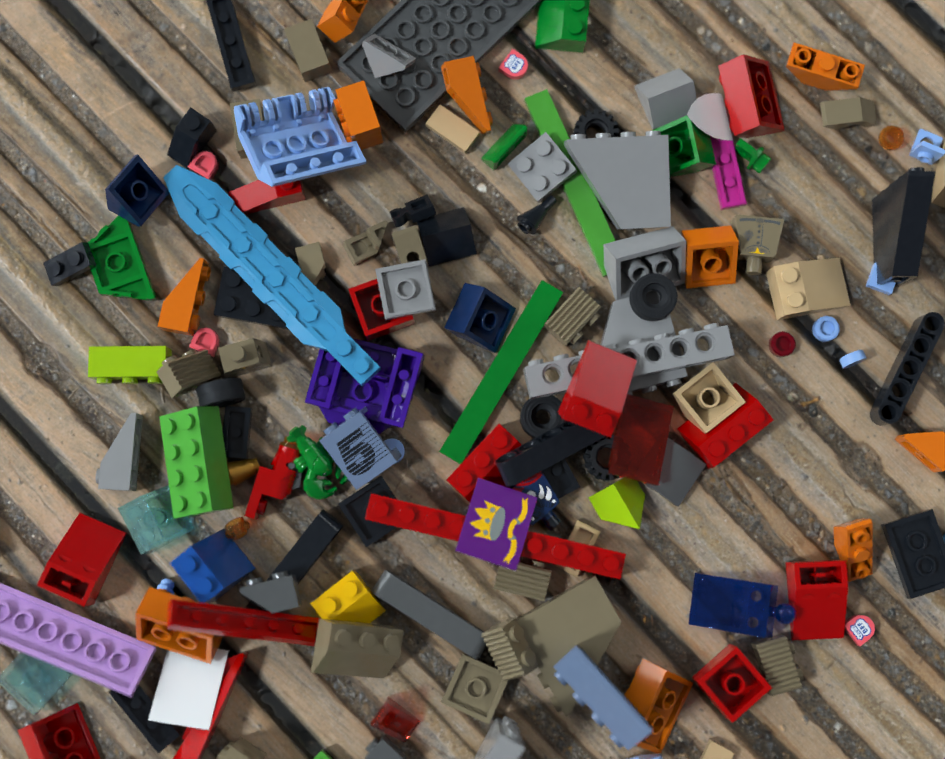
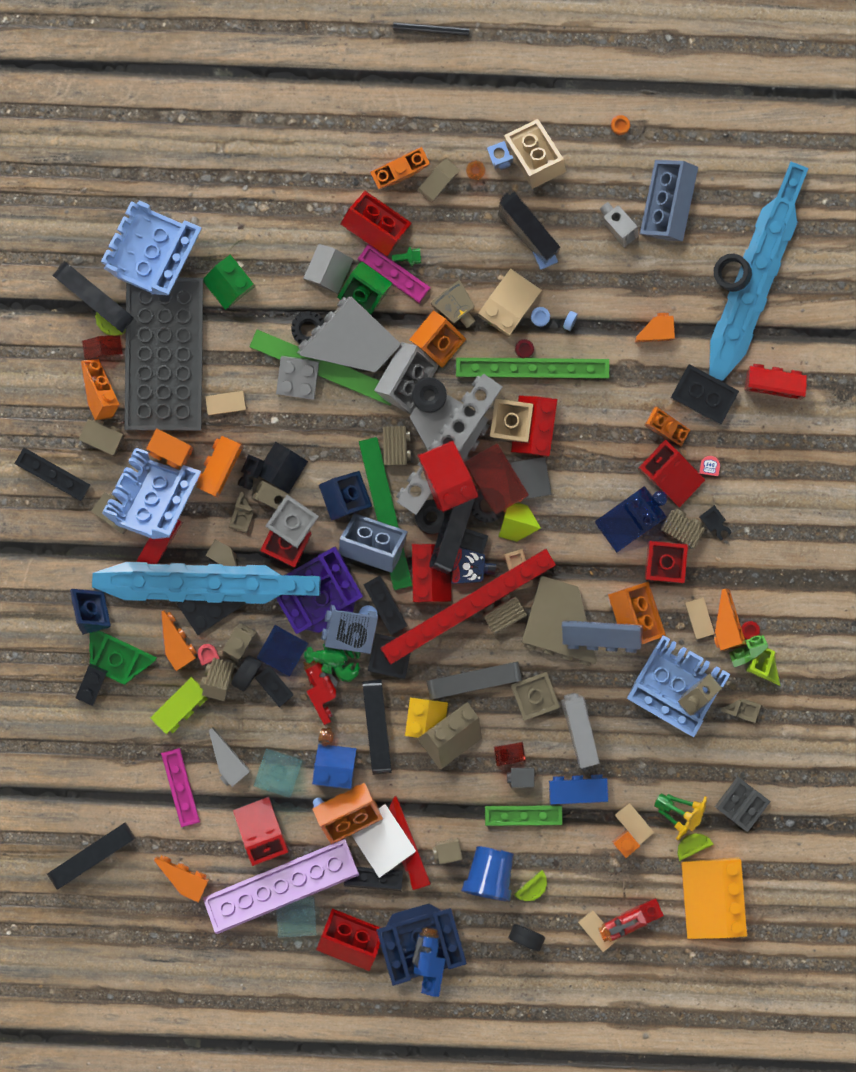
camera: 40 degrees left, 5 degrees up
(54, 442) = (180, 787): none -> dark pink tile
(190, 137) = (86, 551): black slope -> none
(196, 461) = (270, 722): bright green brick -> none
(204, 164) = (108, 557): coral tile -> none
(241, 622) = (381, 777): red plate -> none
(242, 470) = (297, 705): pearl gold cone -> none
(276, 594) = (382, 748): dark grey slope -> none
(277, 406) = (282, 650): none -> clear blue plate
(385, 57) = (150, 399): light grey slope -> none
(389, 178) = (219, 466): none -> orange slope
(416, 457) = (385, 605): none -> black plate
(462, 386) = (372, 542): none -> sand blue slope
(464, 86) = (210, 374): orange slope -> none
(496, 524) = (462, 599): dark purple sticker -> none
(505, 145) = (263, 382): green slope -> none
(510, 649) = (533, 657): dark tan brick -> none
(514, 65) = (224, 332): tile -> none
(532, 219) = (320, 411): black cone -> none
(710, 116) = (363, 258): white sticker -> none
(777, 371) = (533, 368): none -> bright green plate
(815, 685) = (713, 520): none -> black plate
(916, 362) = (599, 289): black beam -> none

